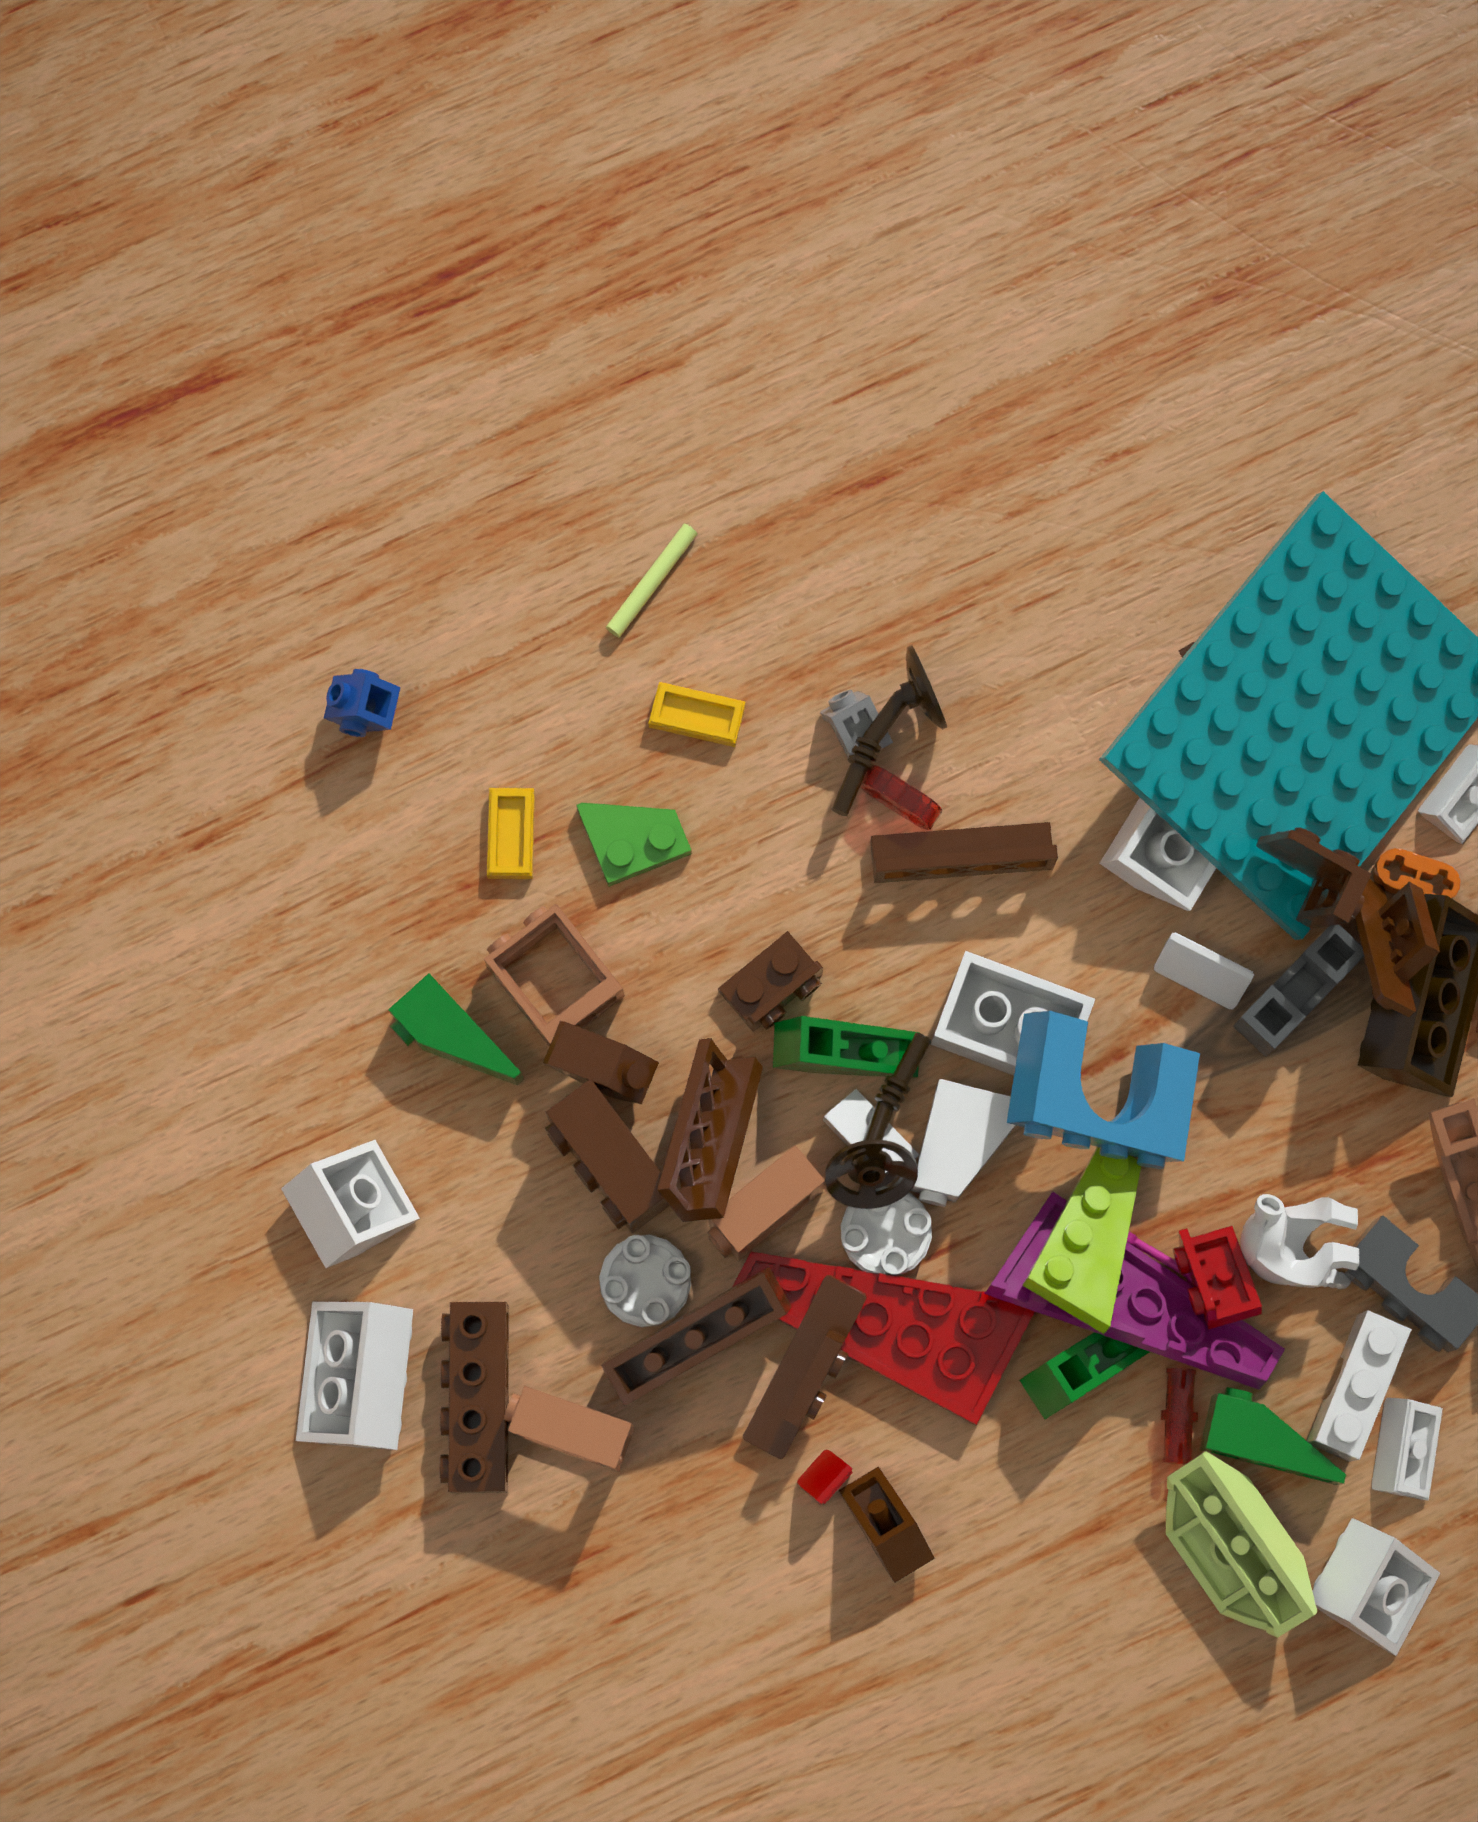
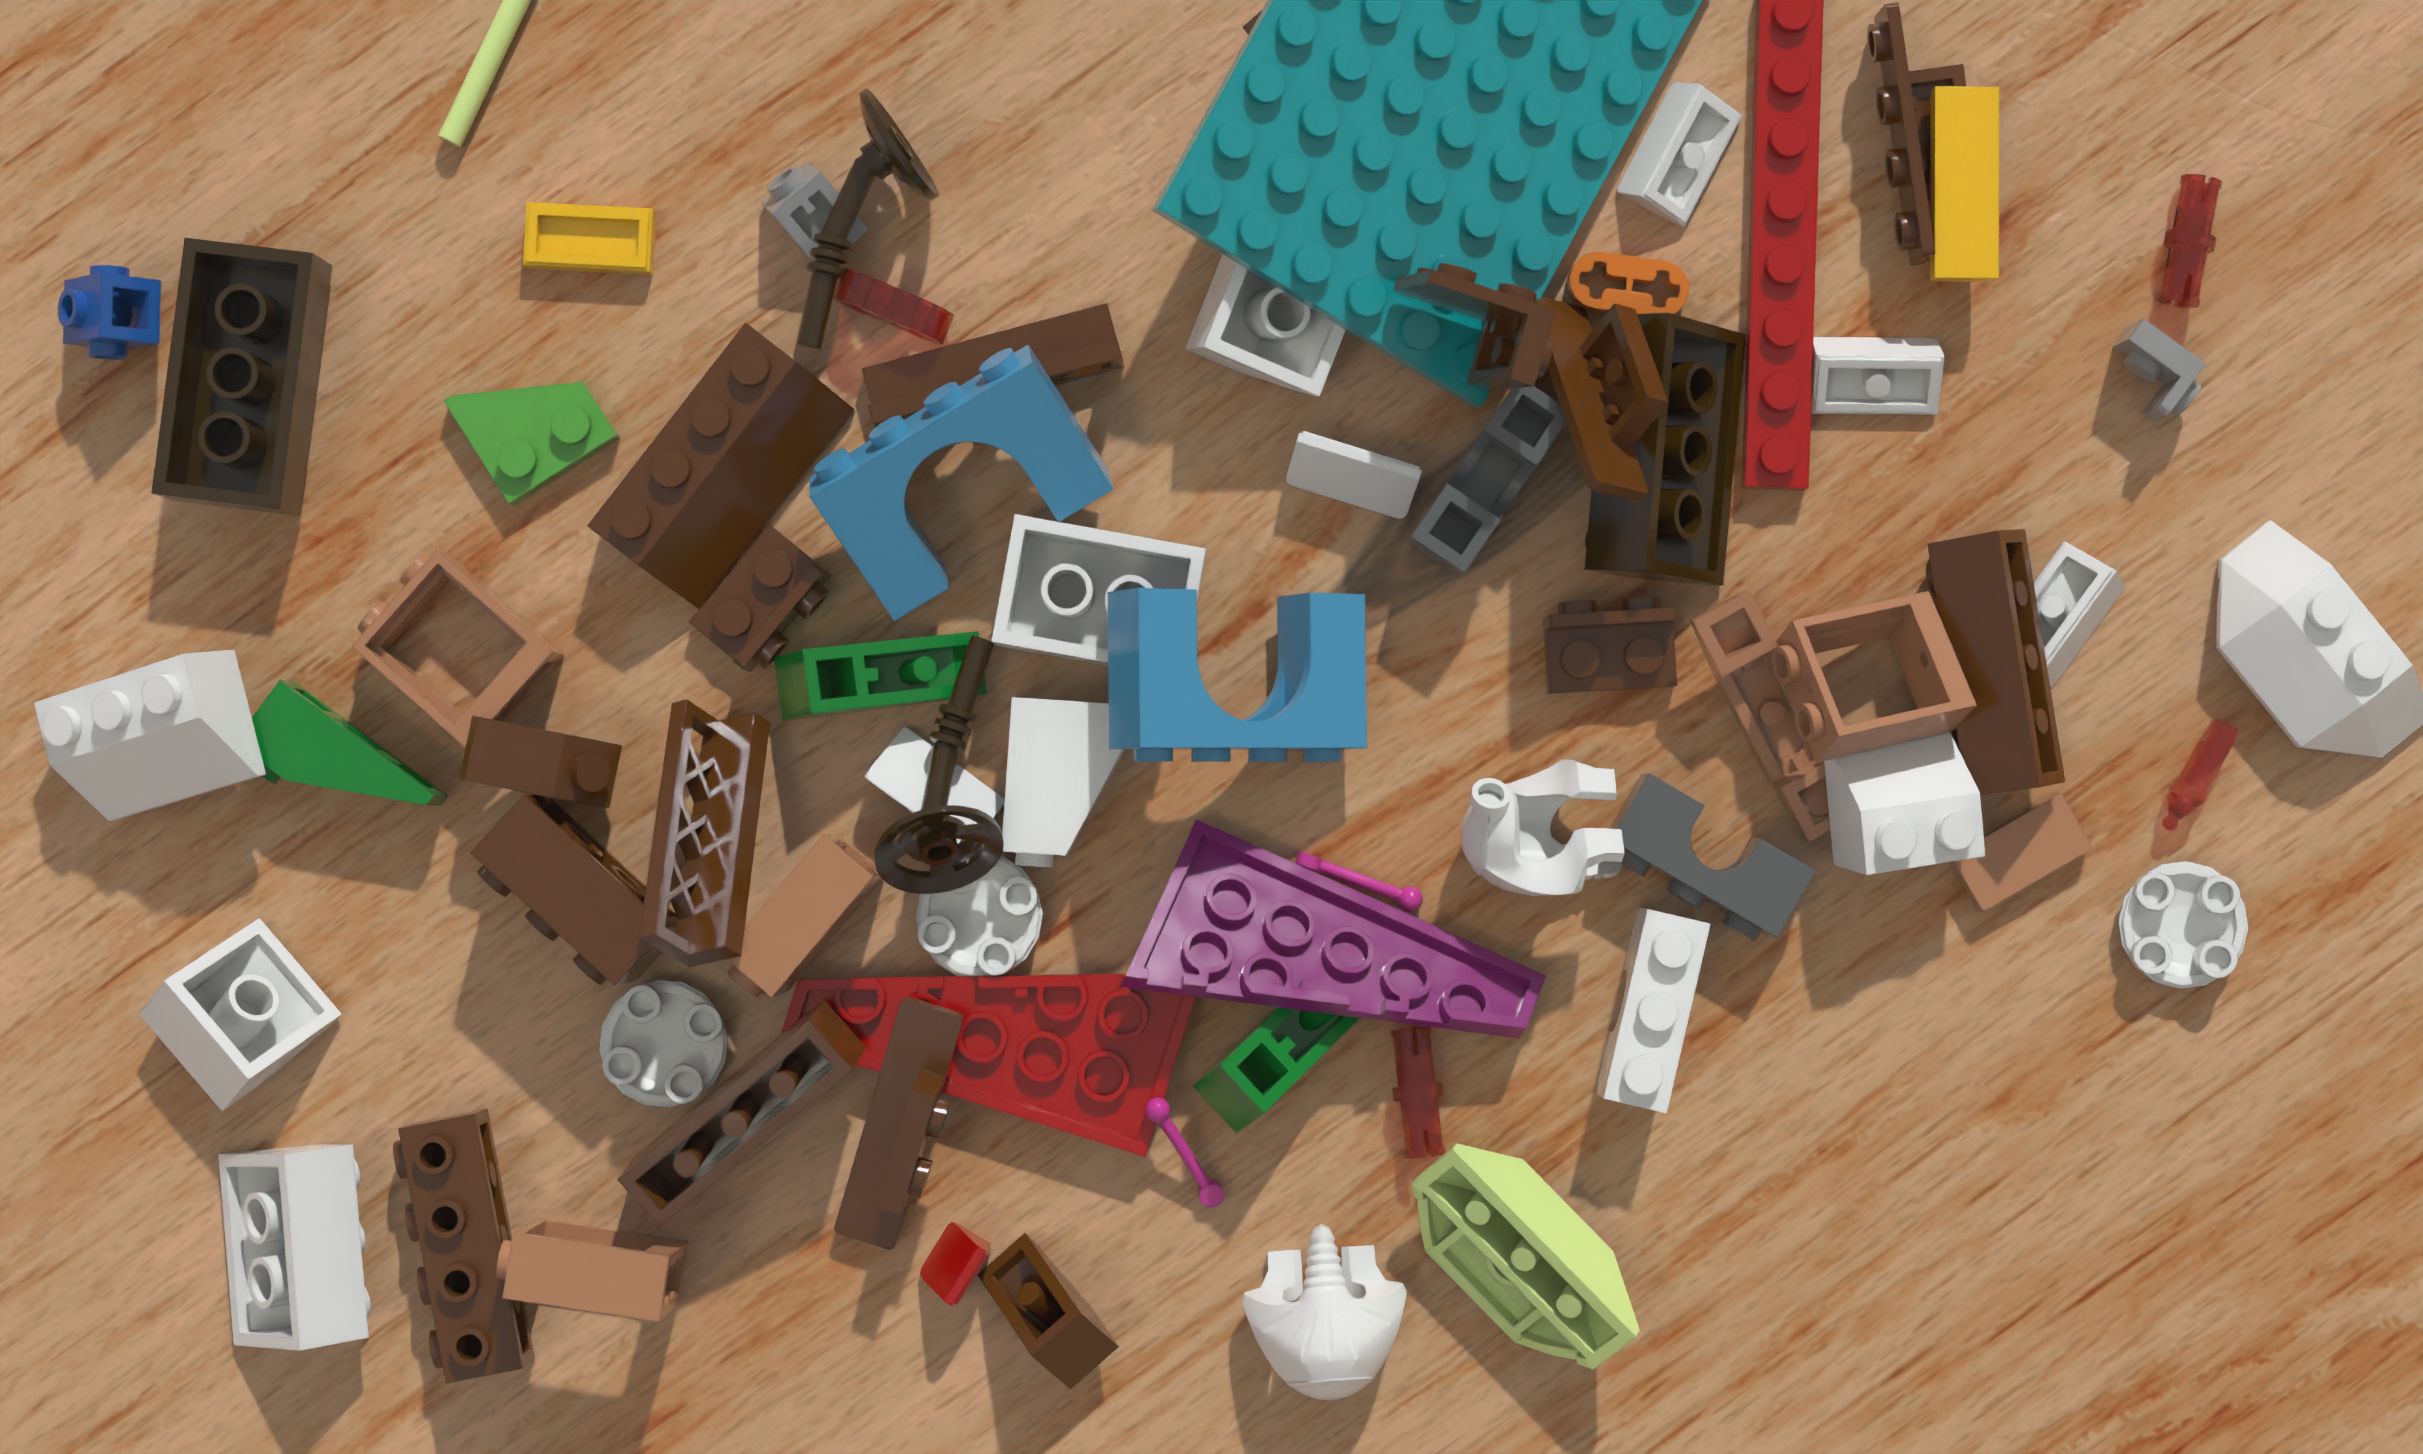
camera: 10 degrees left, 10 degrees up
(334, 994) = (153, 734): none -> white slope
(443, 763) = (242, 376): none -> dark brown brick
(511, 833) = (362, 456): yellow tile -> none
(762, 884) = (721, 466): none -> reddish brown slope
(866, 914) = (1003, 406): none -> dark azure arch
(1016, 1460) = (1209, 1190): none -> dark pink hinge
(1088, 1242) = (1251, 892): lime wing -> none
(1094, 1574) = (1339, 1326): none -> white piece
(1218, 1275) = (1439, 896): red bracket -> none
(1259, 1437) = (1521, 1101): green slope -> none
(1366, 1124) = (1610, 648): none -> reddish brown bracket
(1374, 1585) = (1712, 1272): white slope -> none
(1406, 1448) = (1731, 1077): white slope -> none

